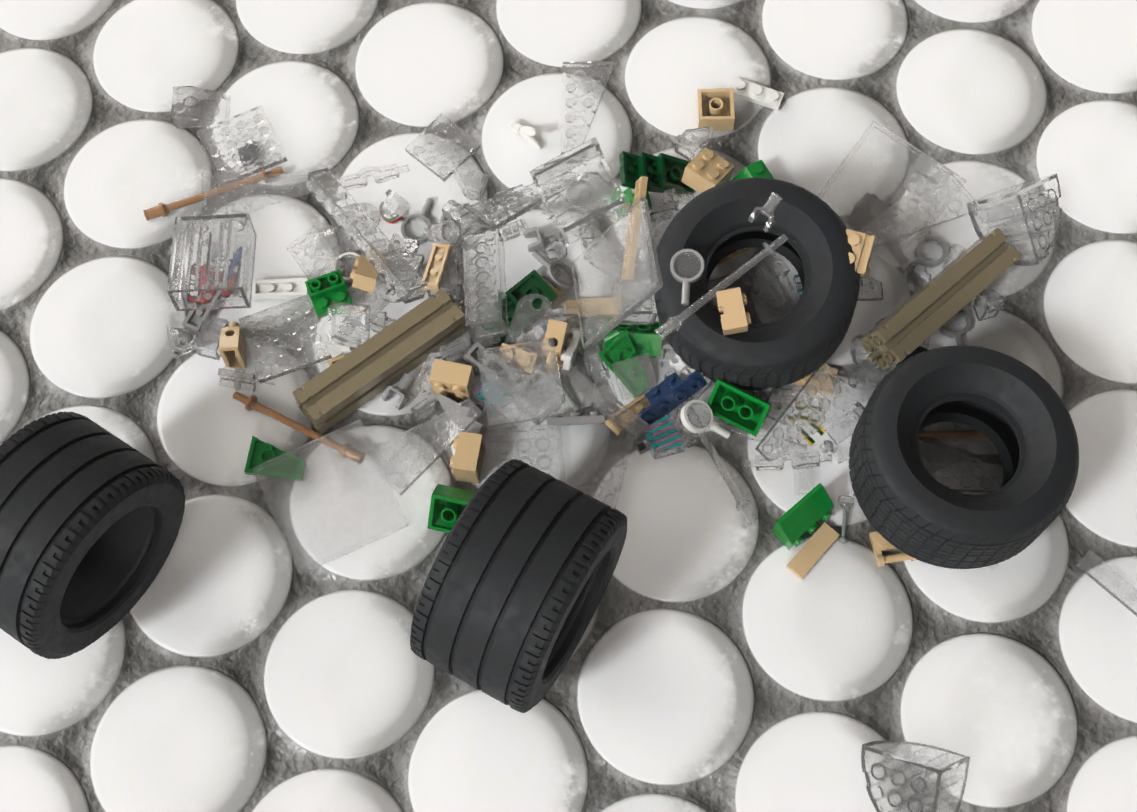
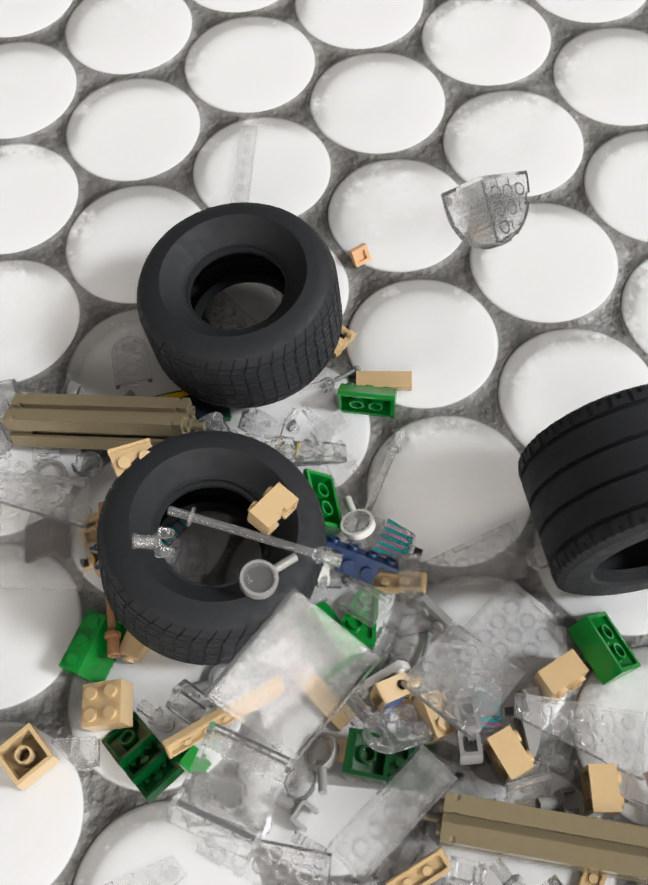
camera: 130 degrees left, 5 degrees down
(380, 416) = (601, 790): none -> tan brick
(962, 636) = (359, 255): none -> light nougat tile

